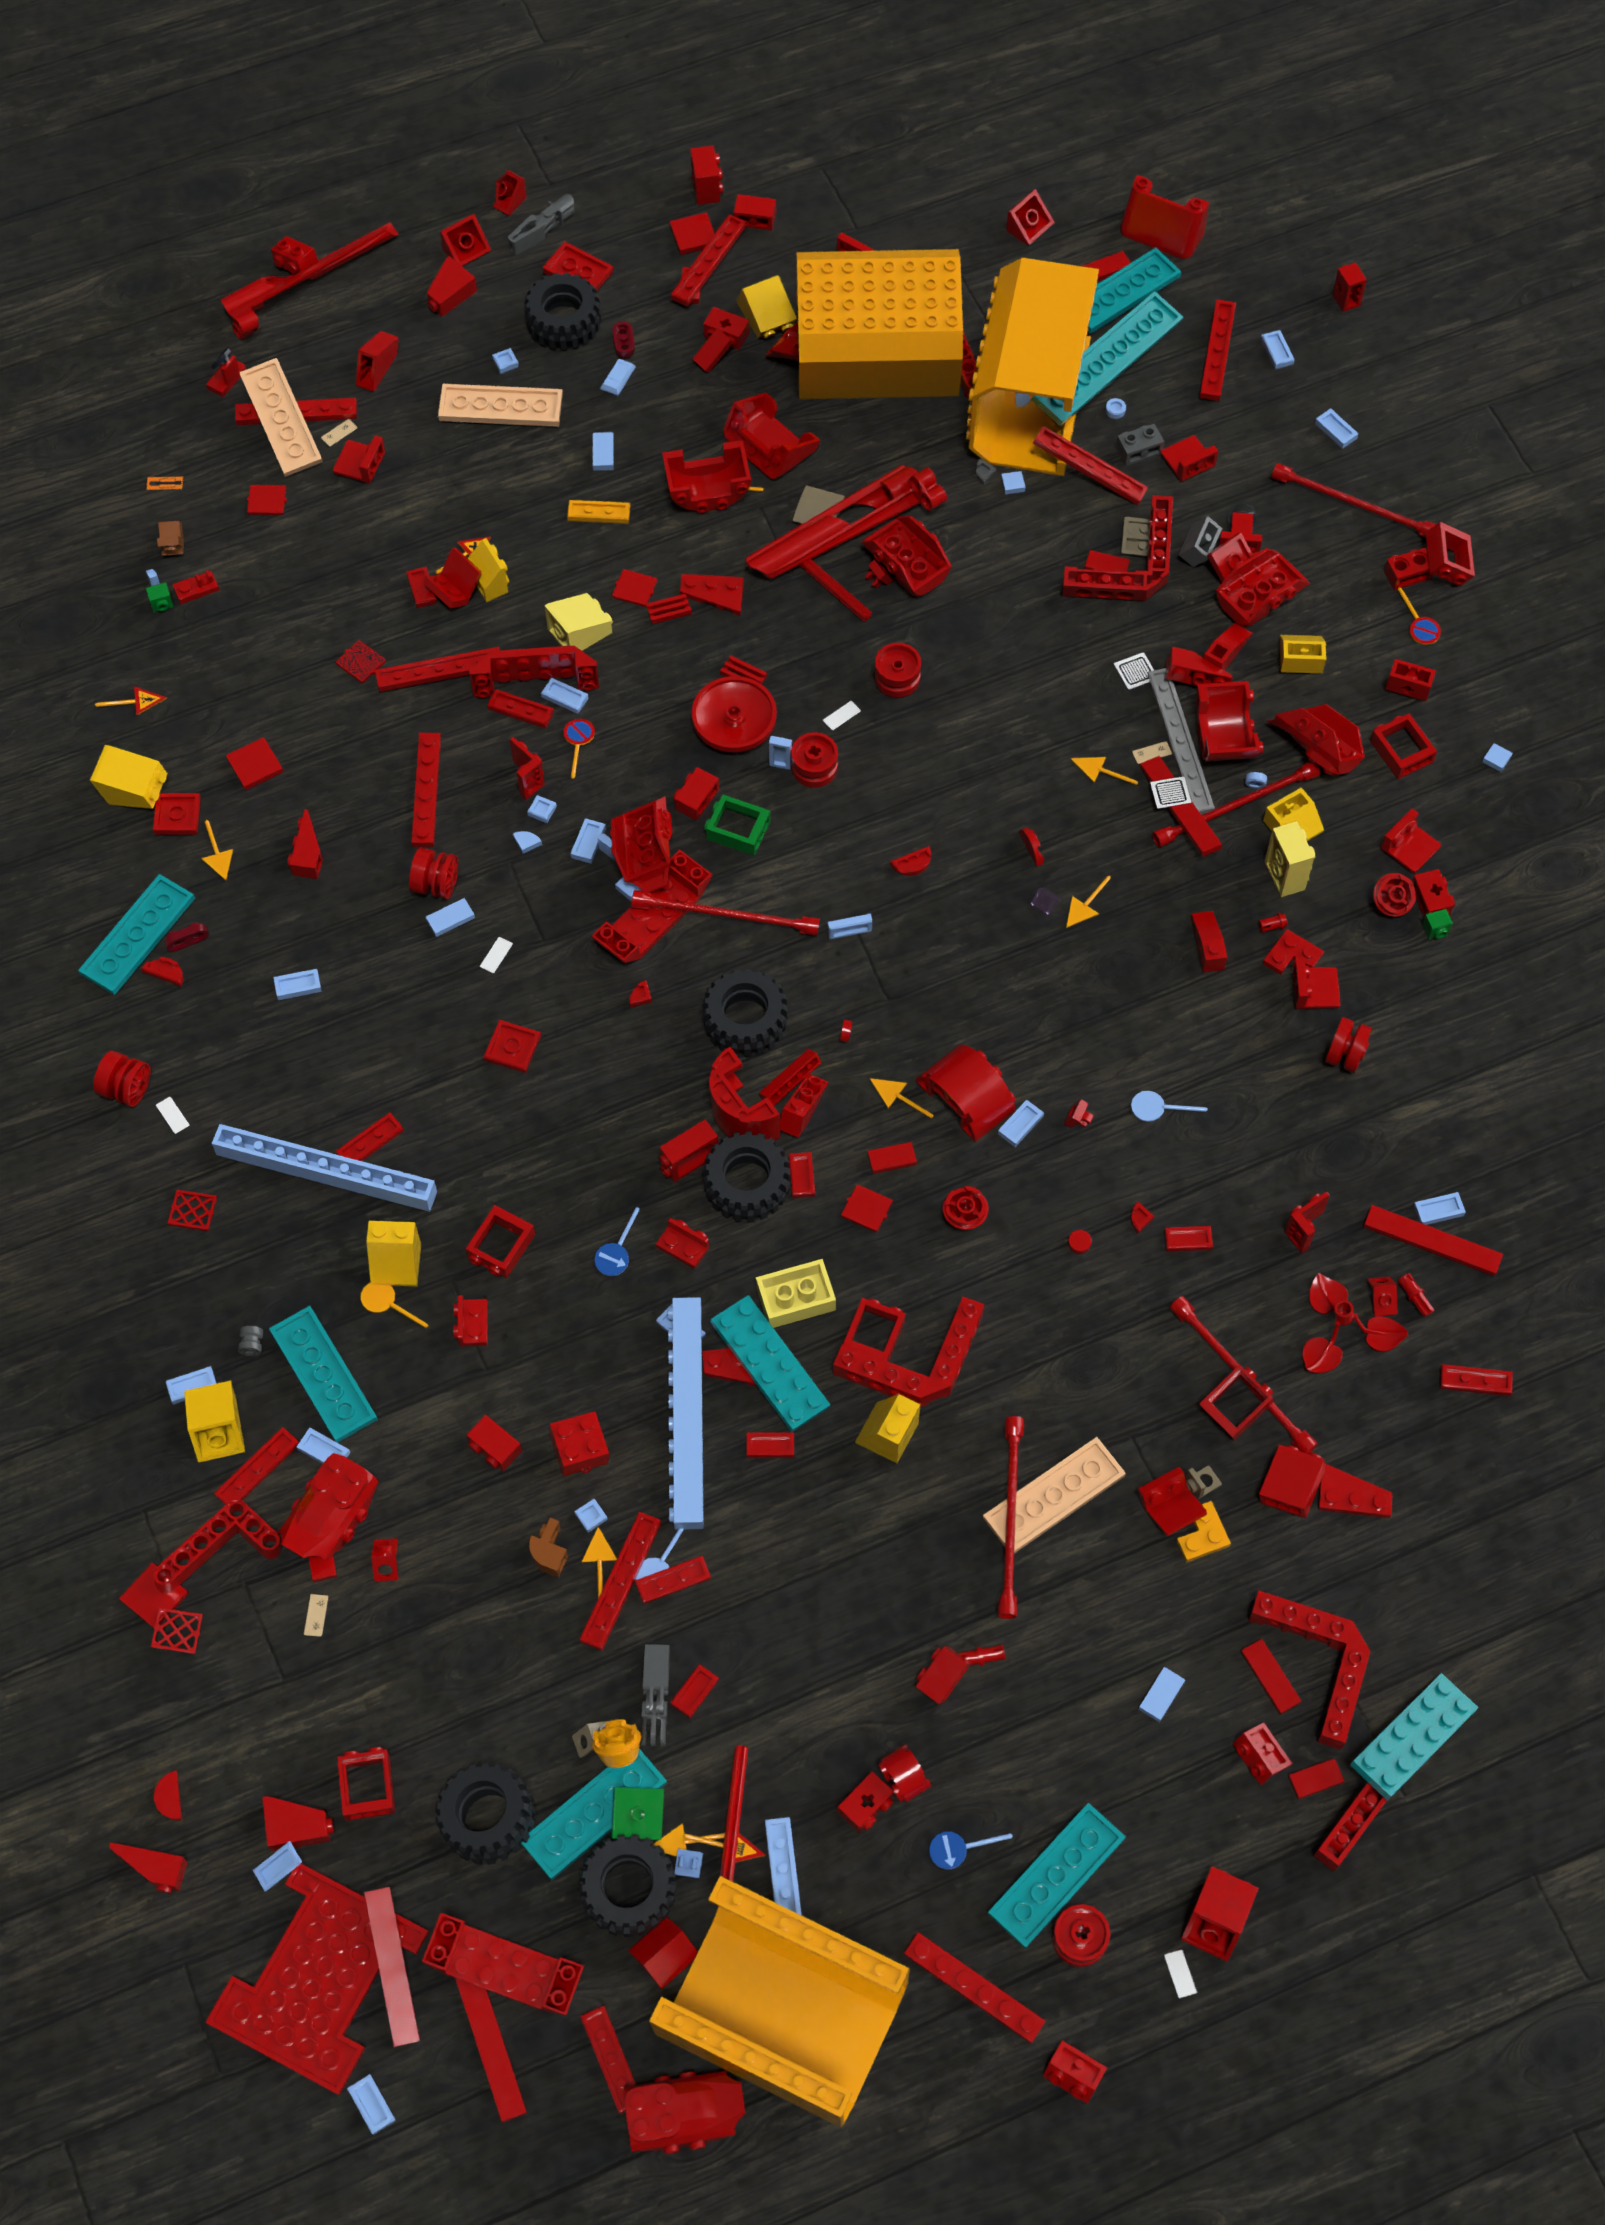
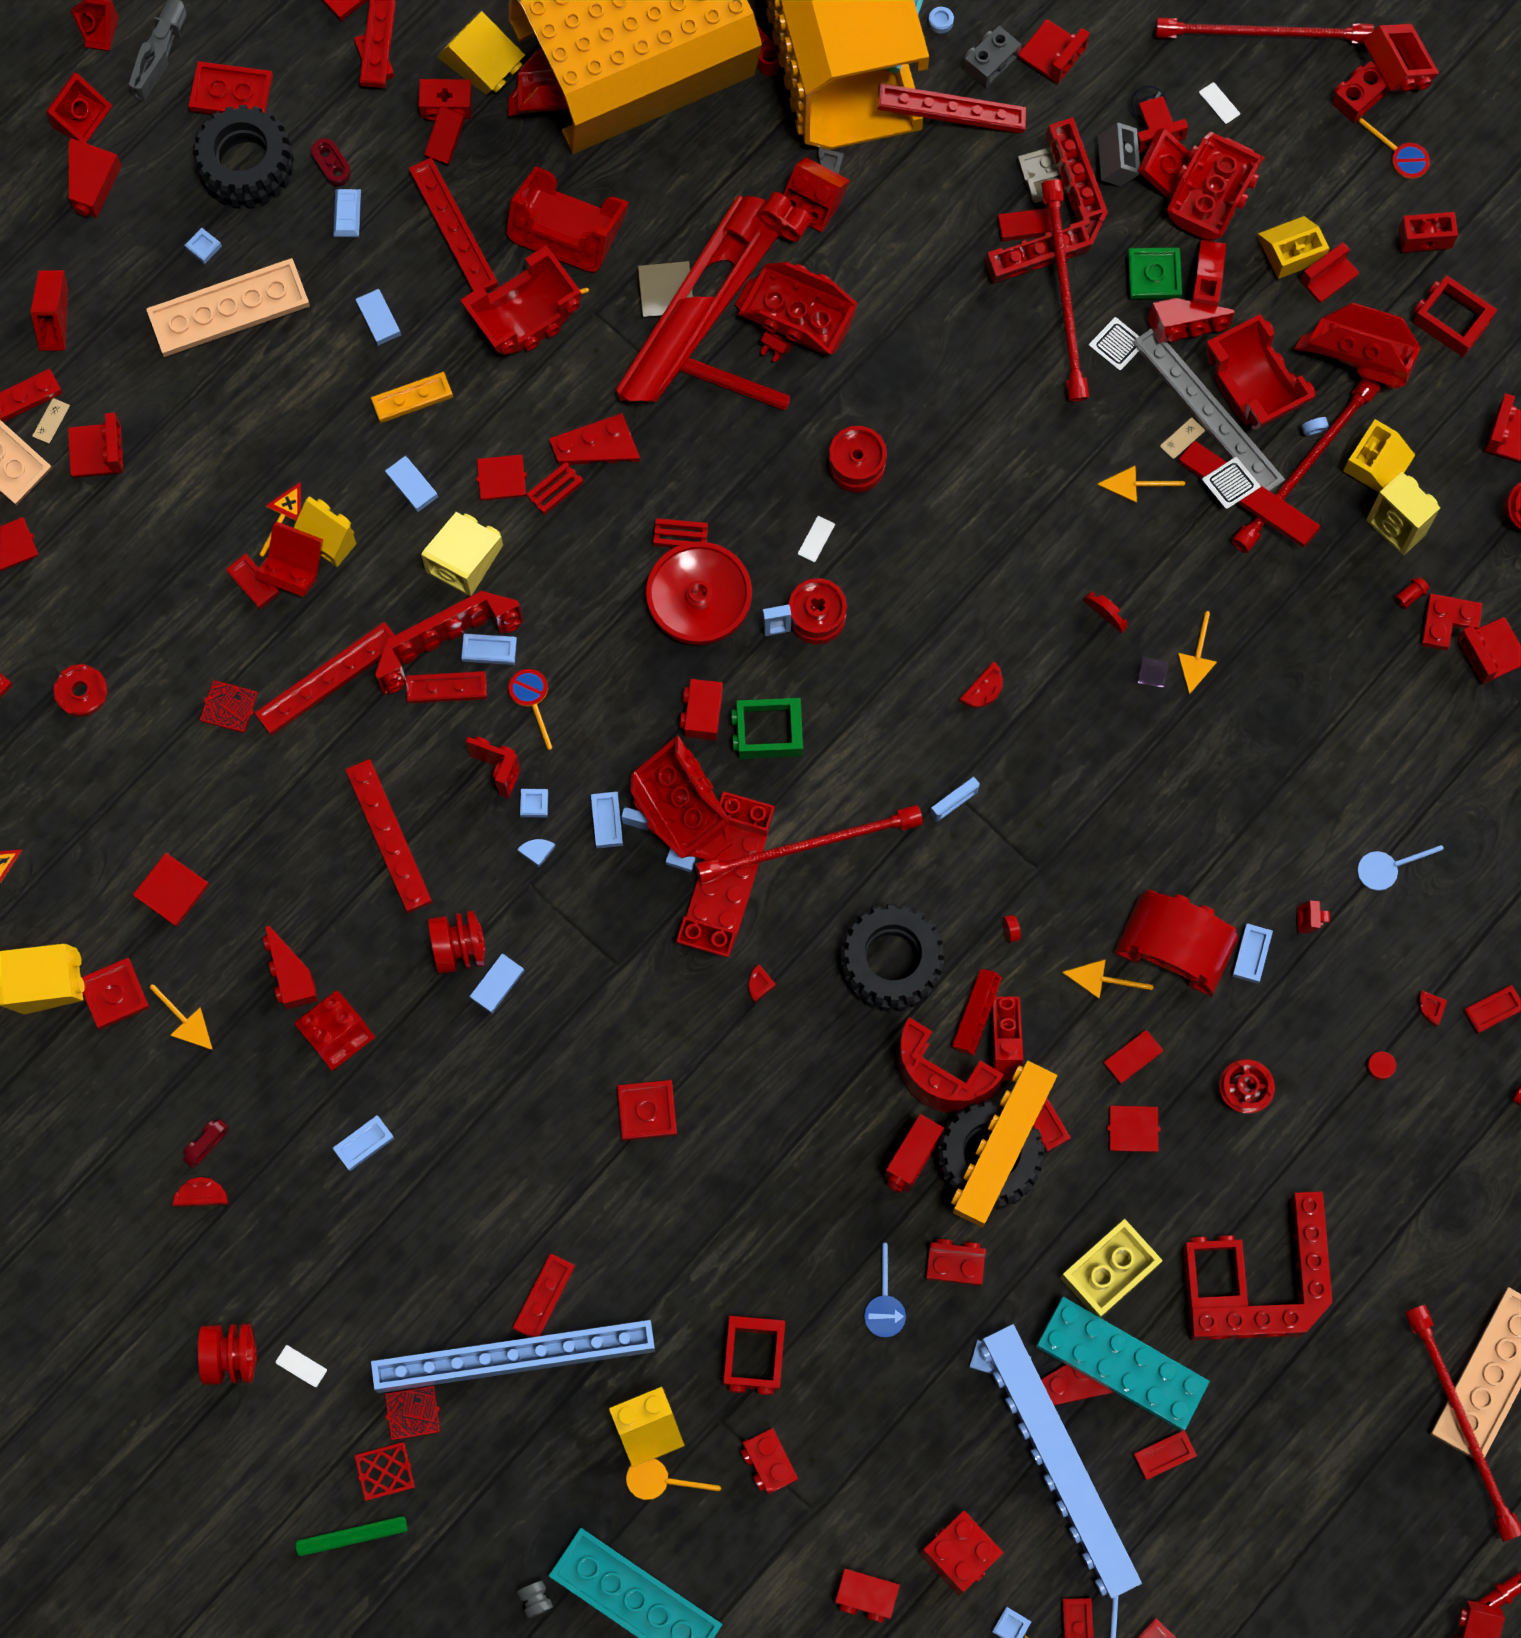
camera: 25 degrees left, 10 degrees up
(136, 934) = (145, 1165): teal plate -> none
(144, 1242) = (351, 1536): none -> green axle
(233, 1179) = (412, 1413): none -> red piece
(266, 620) = (91, 700): none -> red tile
(317, 901) = (334, 1030): none -> red bracket
(496, 954) = (571, 1005): white sticker -> none
(568, 567) = (411, 484): none -> light blue tile
(687, 410) = (453, 225): none -> red plate
(756, 1163) = (1004, 1143): none -> light orange brick
(890, 1427) = (1286, 1379): yellow slope -> none
(962, 485) = (816, 191): none -> red slope
(1013, 482) = (870, 163): light blue tile -> none
(1089, 683) = (1053, 195): none -> red hose
(1187, 631) = (1154, 273): none -> green plate
(1209, 941) = (1354, 644): red slope -> none
(1297, 539) = (1219, 103): none -> white sticker
(1321, 681) = (1329, 273): none -> red panel

